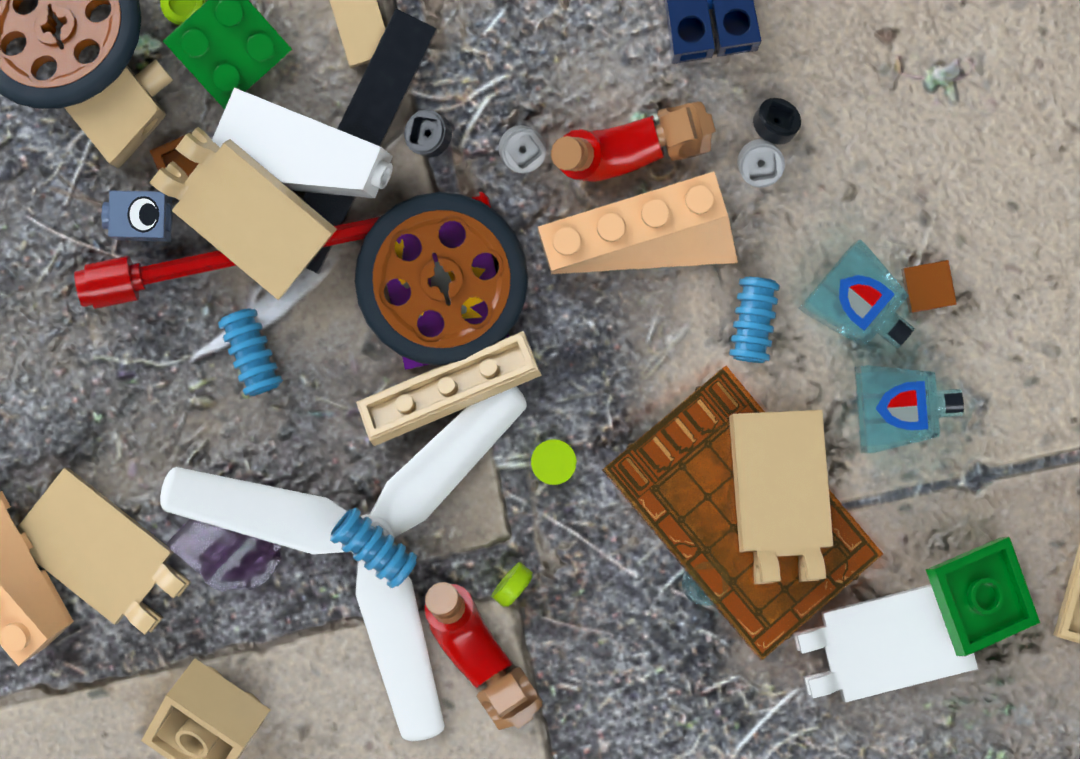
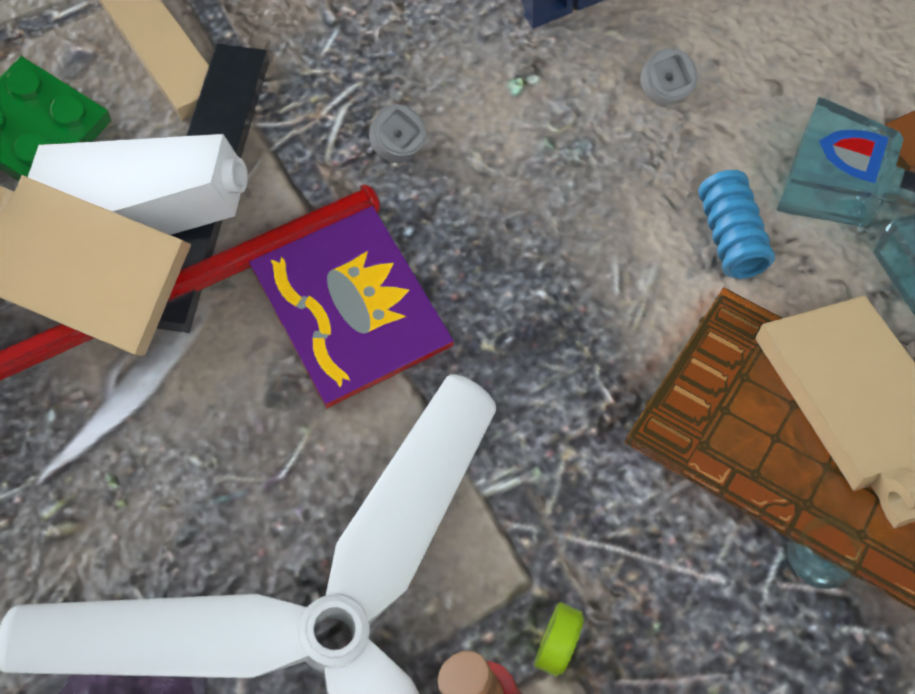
camera: 15 degrees left, 25 degrees down
(250, 352) = (113, 439): dark azure piece -> none
(373, 547) = (338, 630): dark azure piece -> none
(379, 264) = (383, 343): wedge -> none
(428, 133) = (284, 147): black tile -> none
(448, 389) = (386, 407): tan tile -> none
(553, 462) = (555, 462): lime tile -> none
(628, 147) = (492, 111): piece -> none
(655, 229) = (563, 168): light nougat wedge -> none
(777, 121) = (667, 33): black tile -> none

